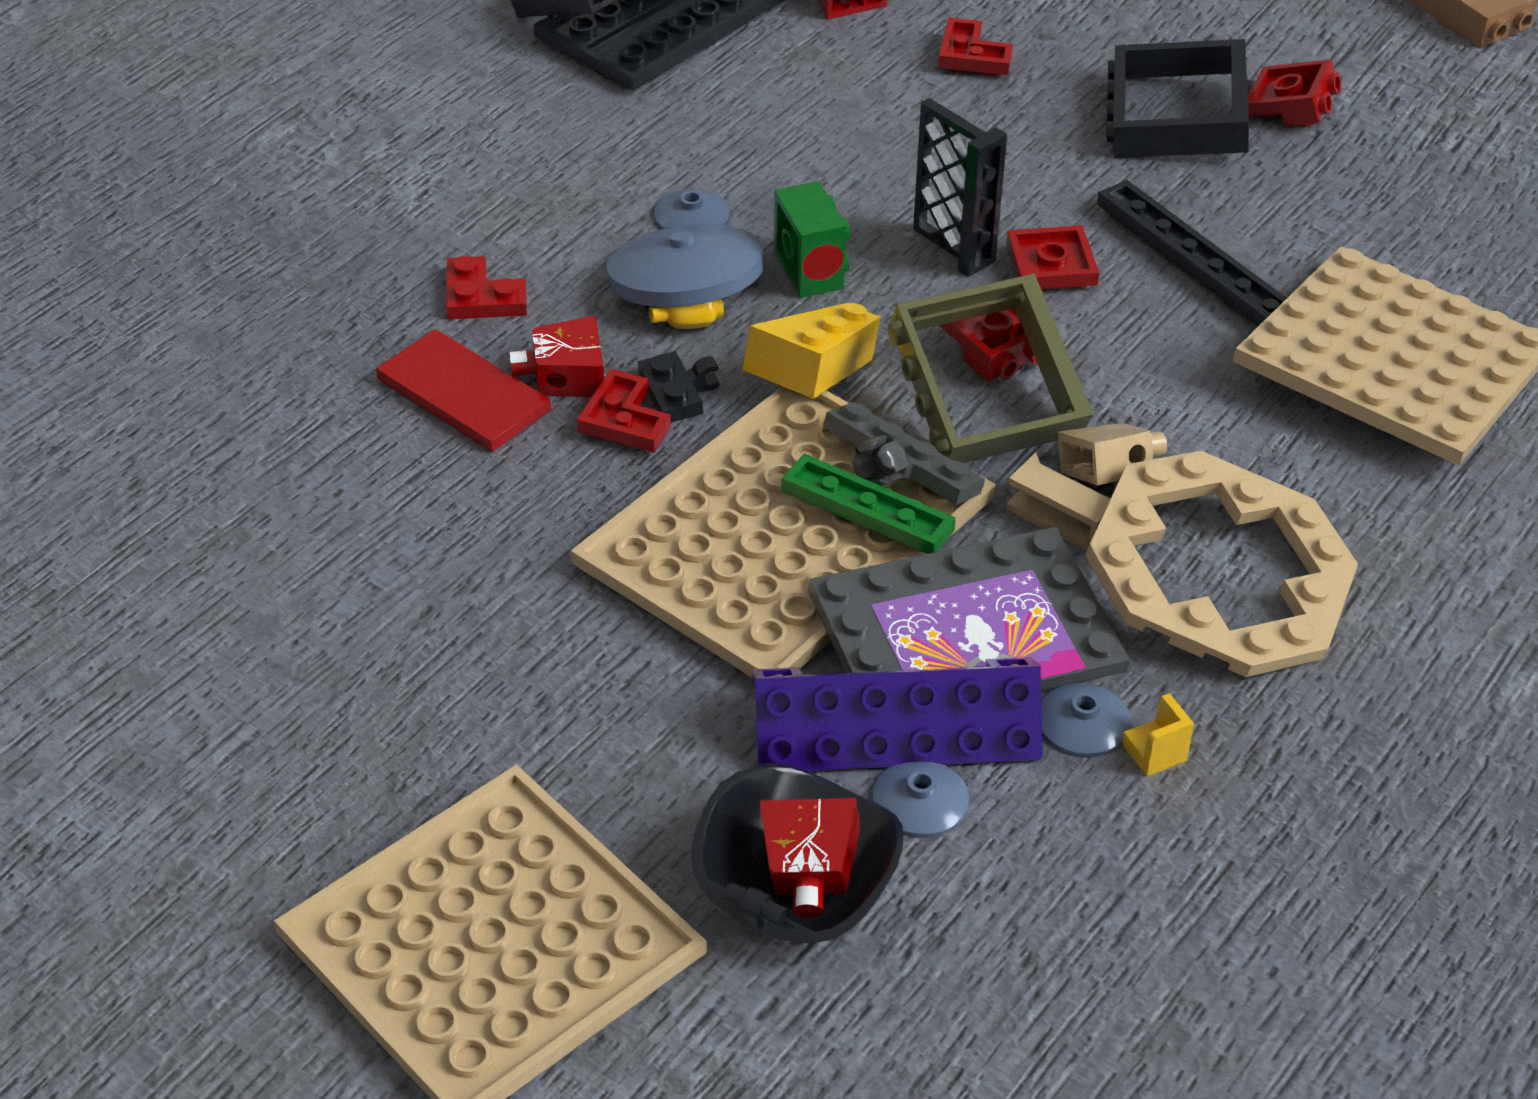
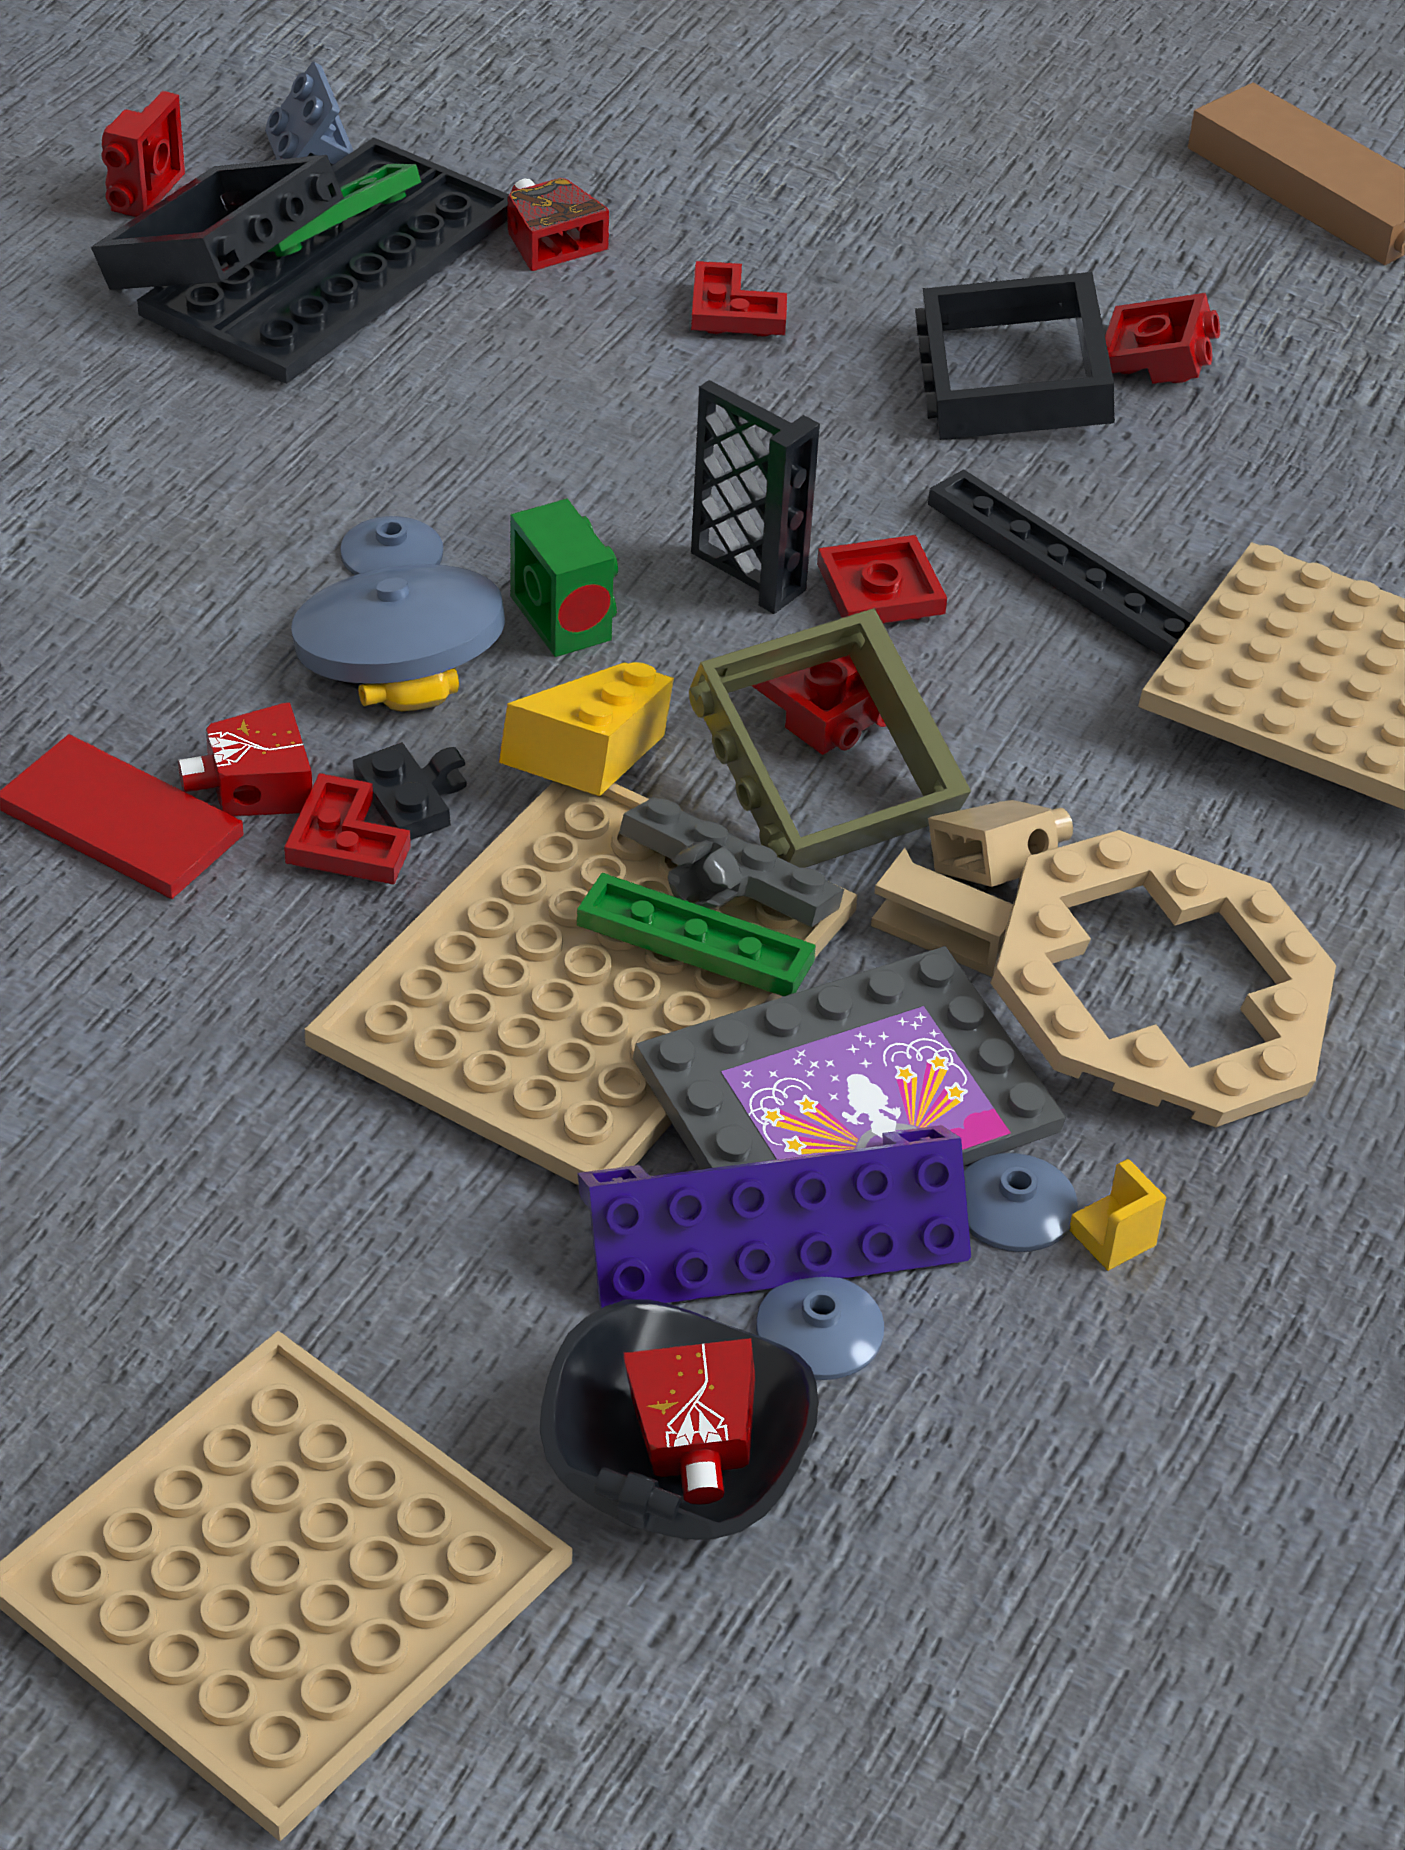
camera: 10 degrees left, 0 degrees up
(474, 296) = (114, 686): red plate -> none

